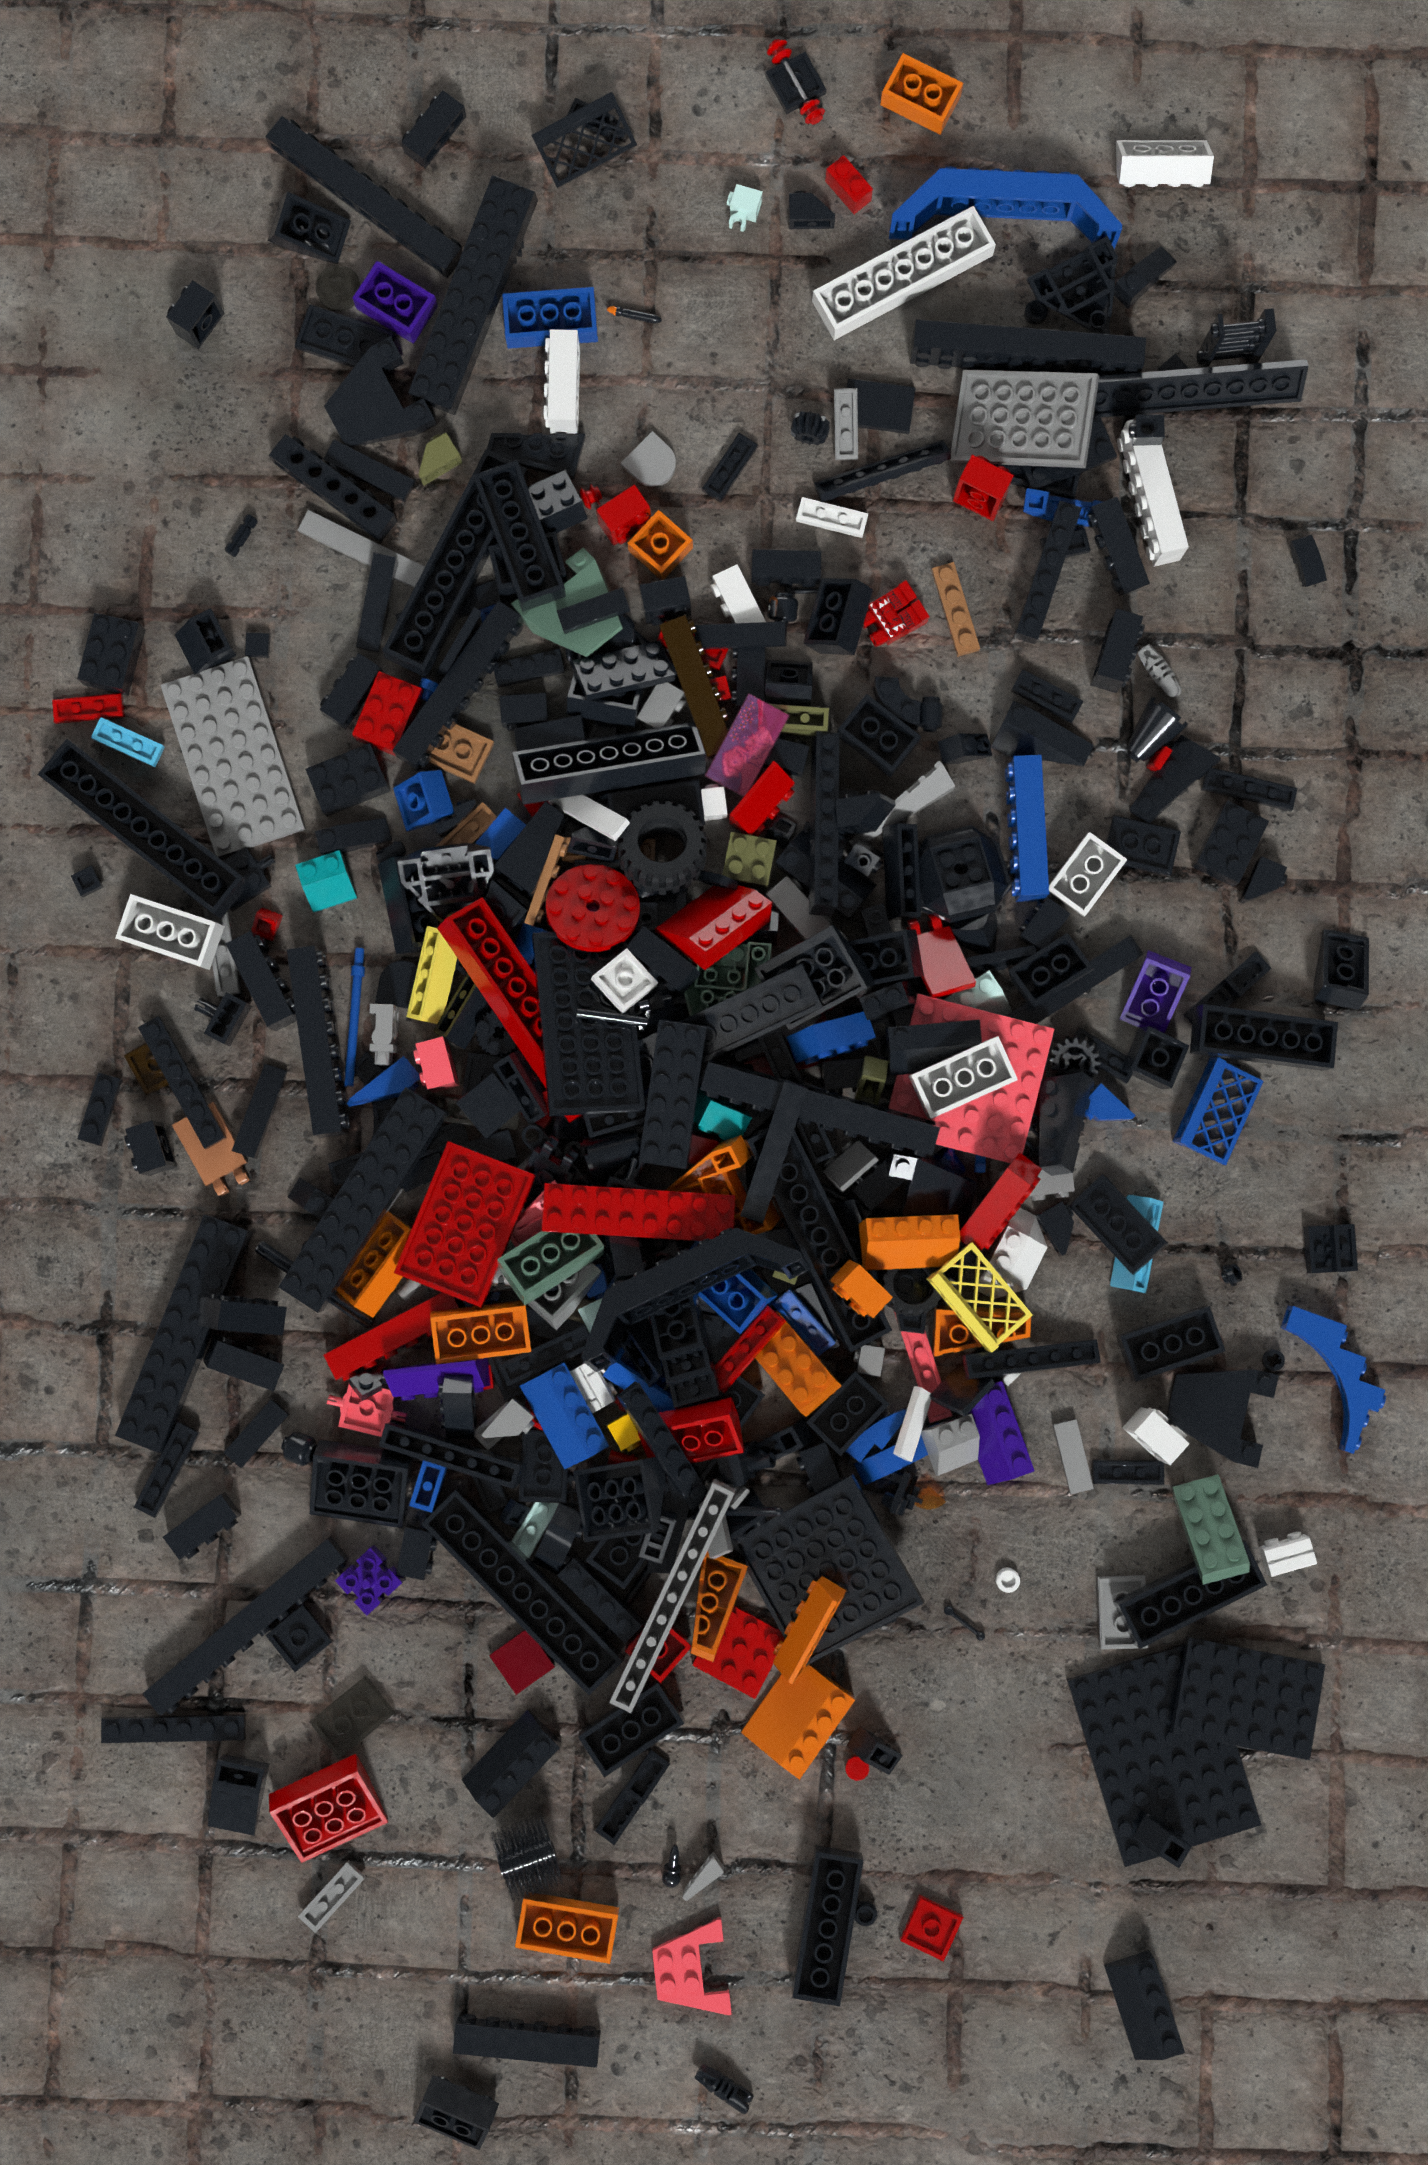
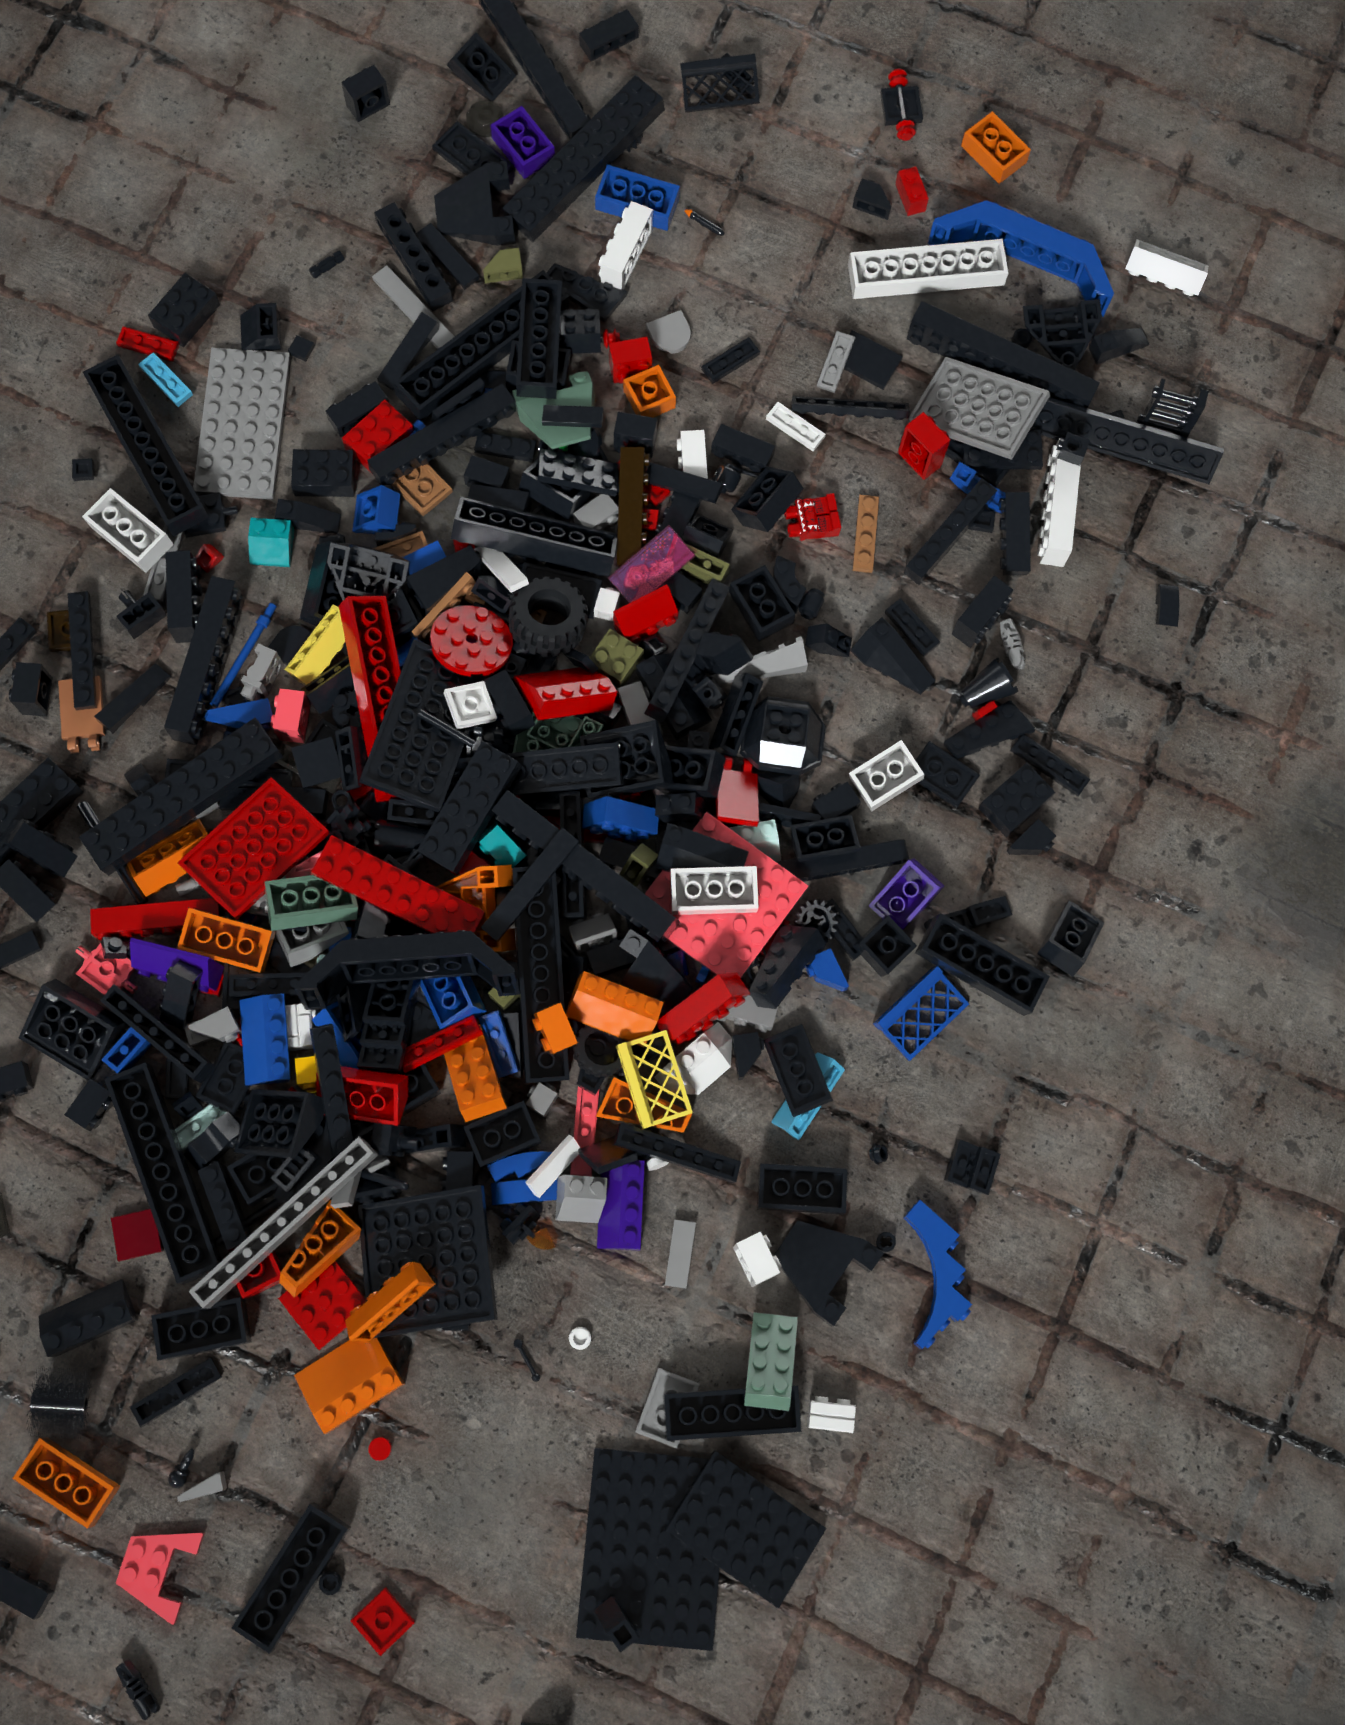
camera: 15 degrees right, 10 degrees down
(299, 1448) = (33, 977): black head -> none
(370, 1580) = (41, 1111): dark purple brick -> none
(744, 205) = (824, 176): light aqua brick -> none
(810, 428) = (805, 352): black gear -> none
(874, 1750) = (400, 1439): black slope -> none
(1028, 828) = (854, 716): blue brick -> none
(1128, 1472) = (722, 1287): black tile -> none

